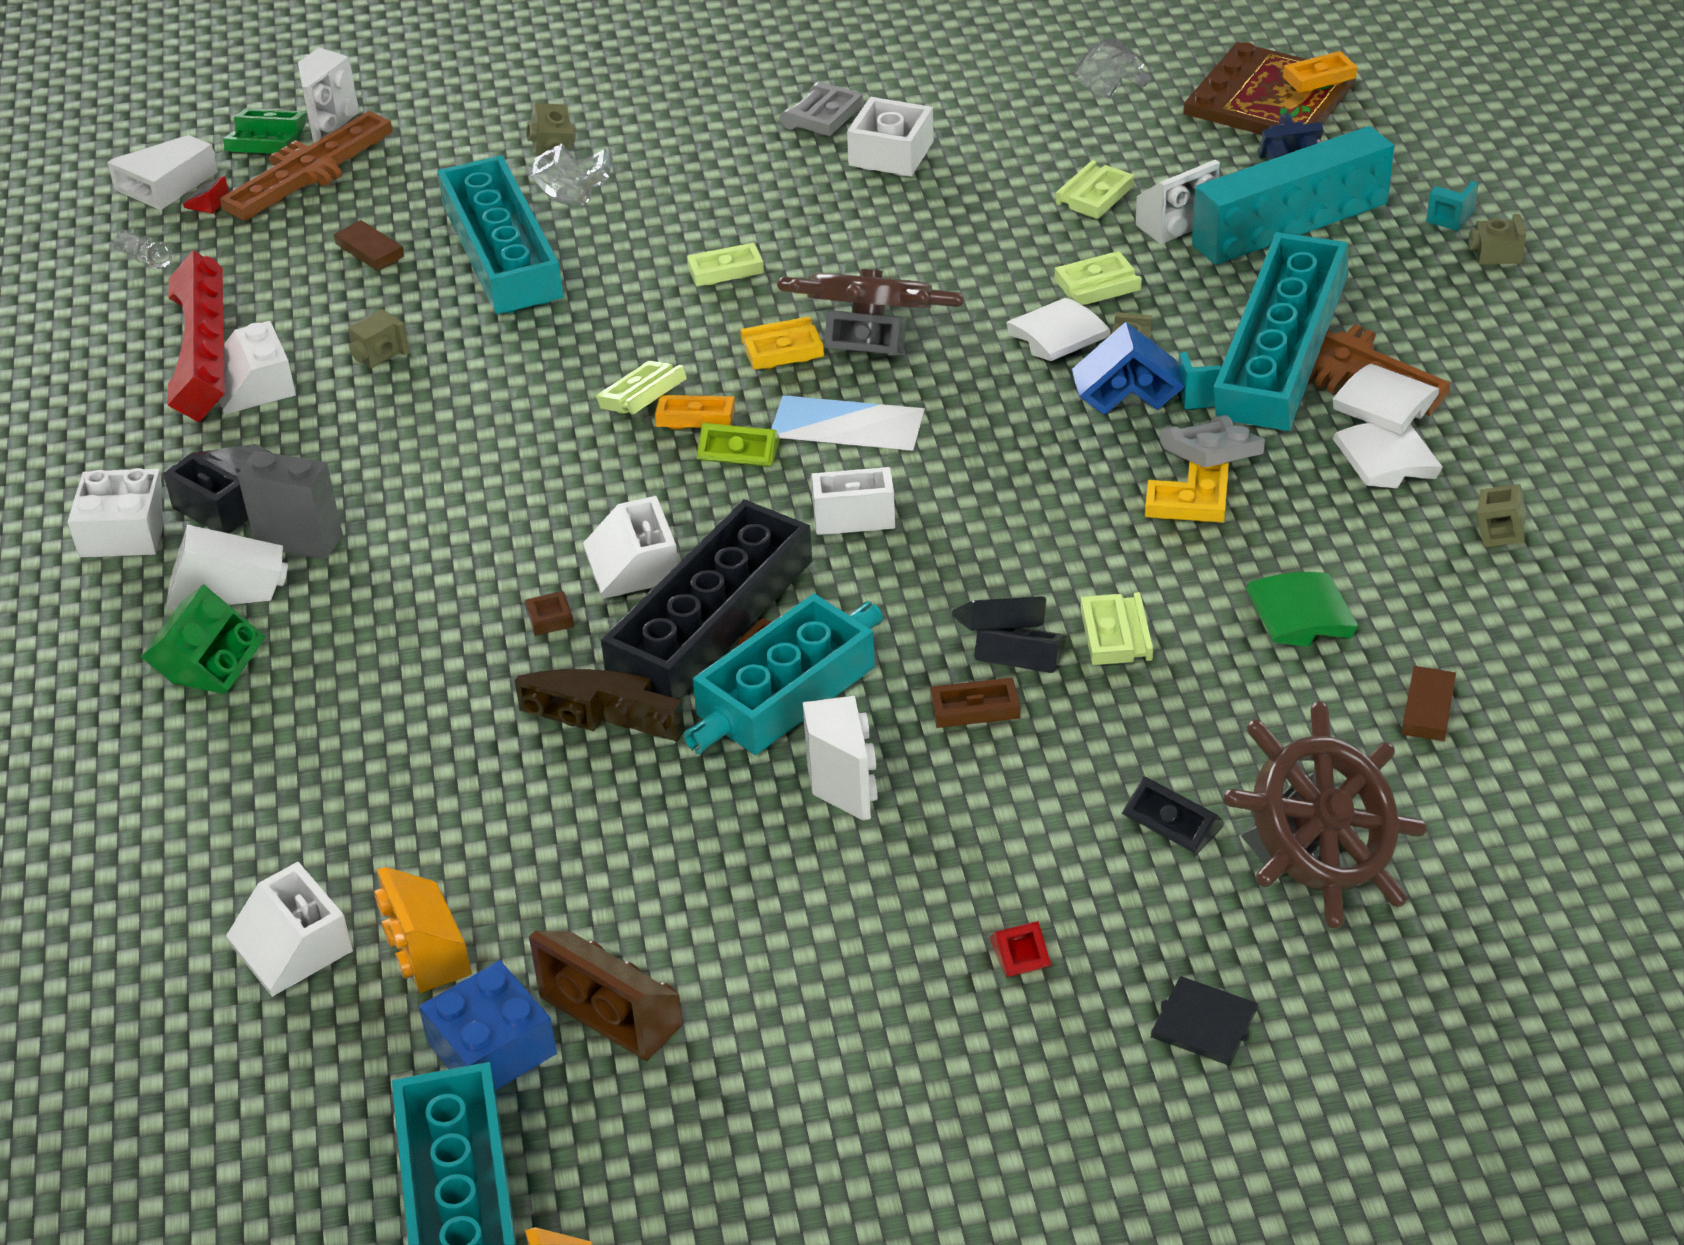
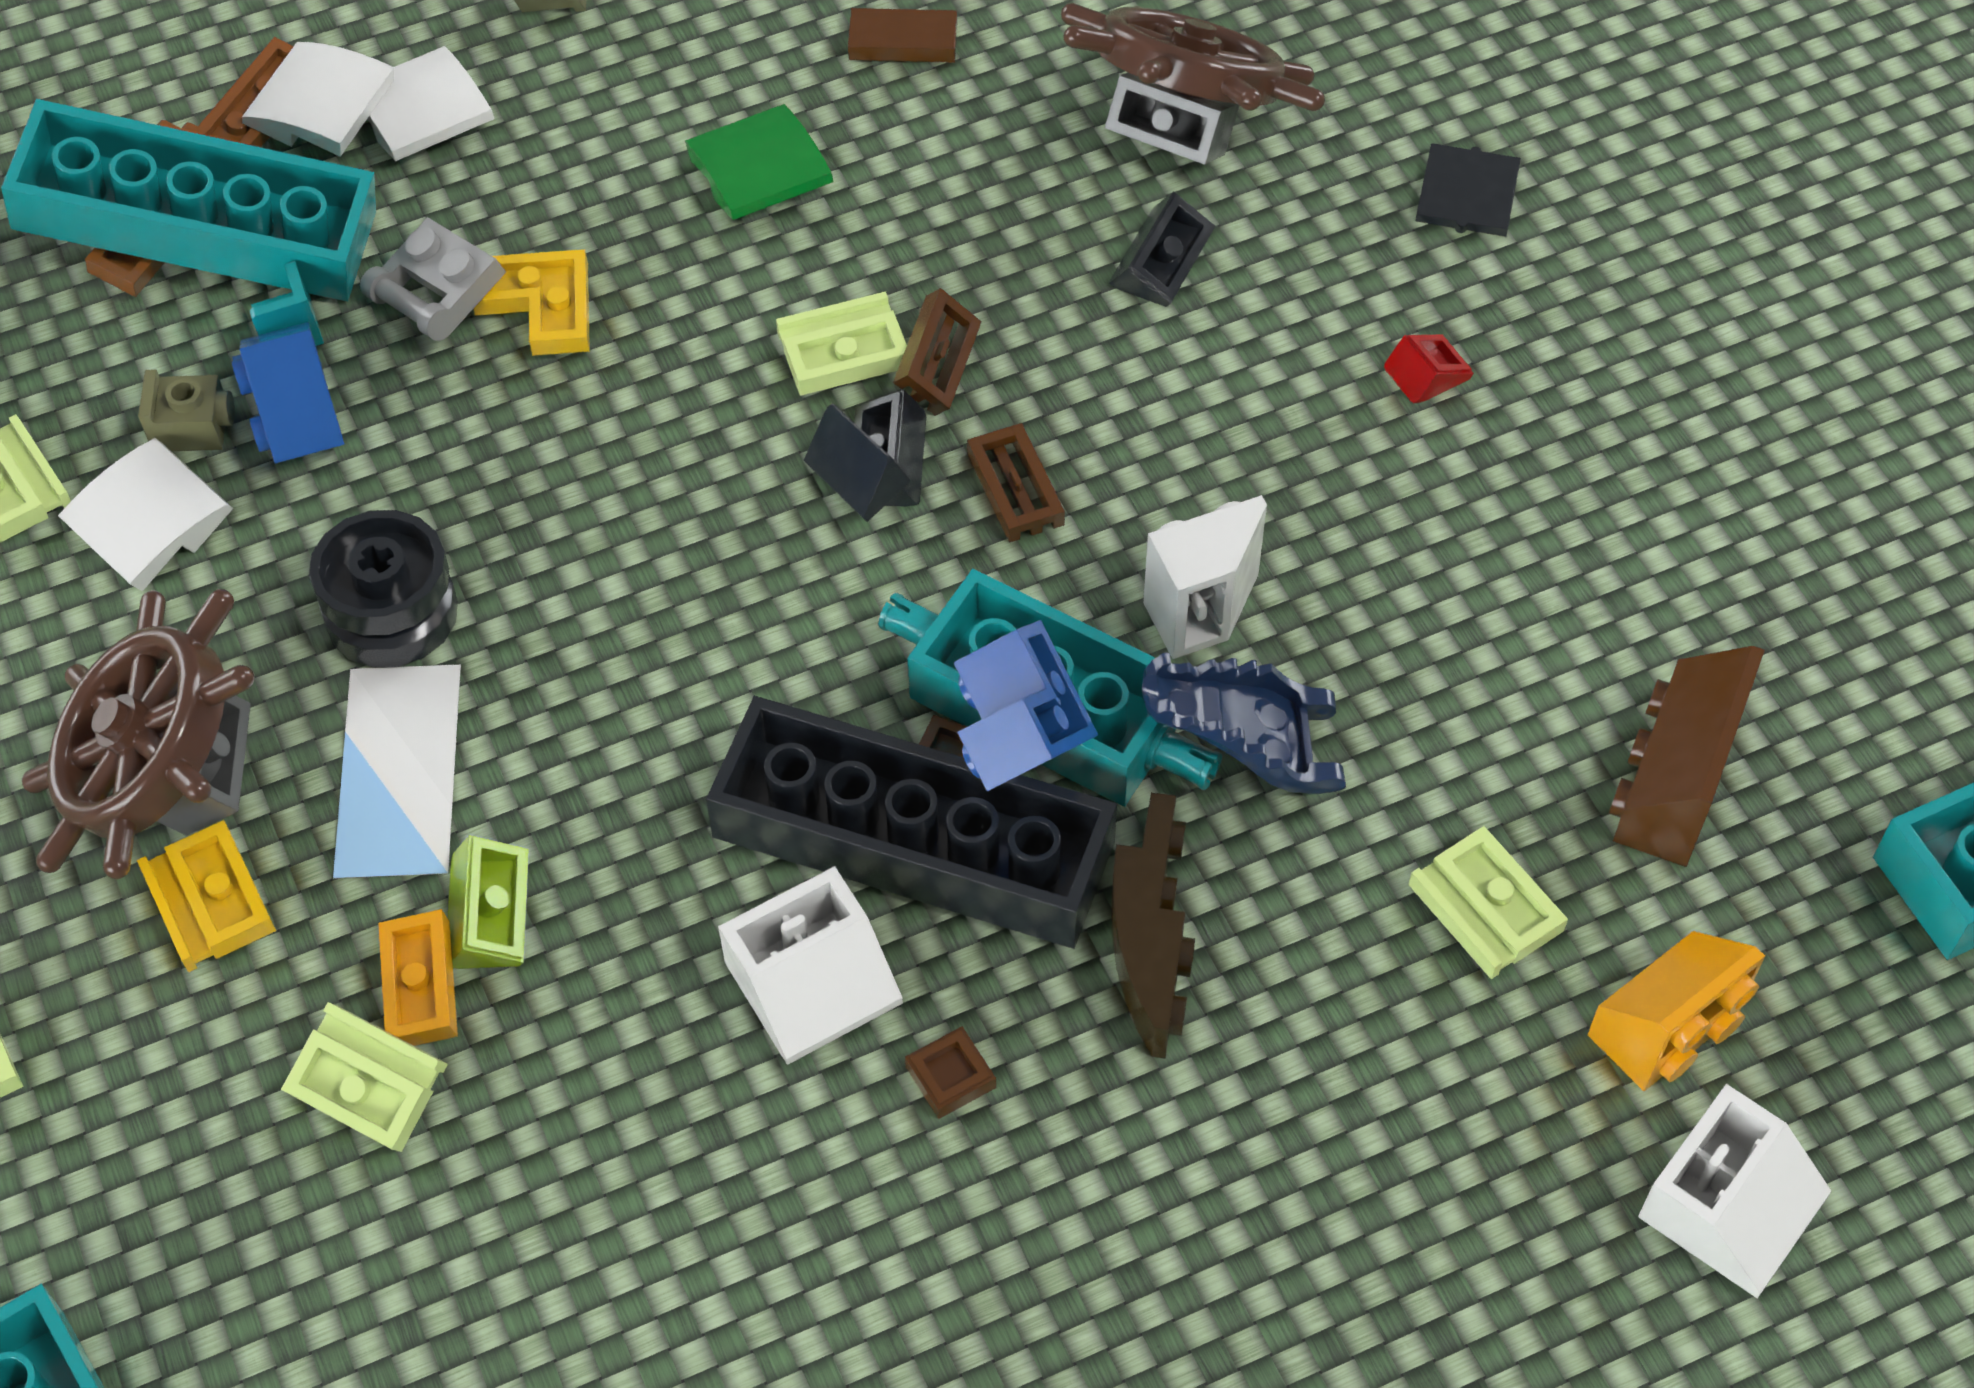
camera: 105 degrees left, 15 degrees up
(489, 1021) = (1797, 879): blue brick -> none
(549, 869) = (1488, 902): none -> yellowish green plate
(716, 758) = (1249, 715): none -> dark blue animal
(726, 619) = (1024, 706): none -> brick
(853, 500) = (620, 692): white slope -> none
(961, 405) = (384, 588): none -> black wheel
(1126, 682) = (930, 343): none -> reddish brown tile

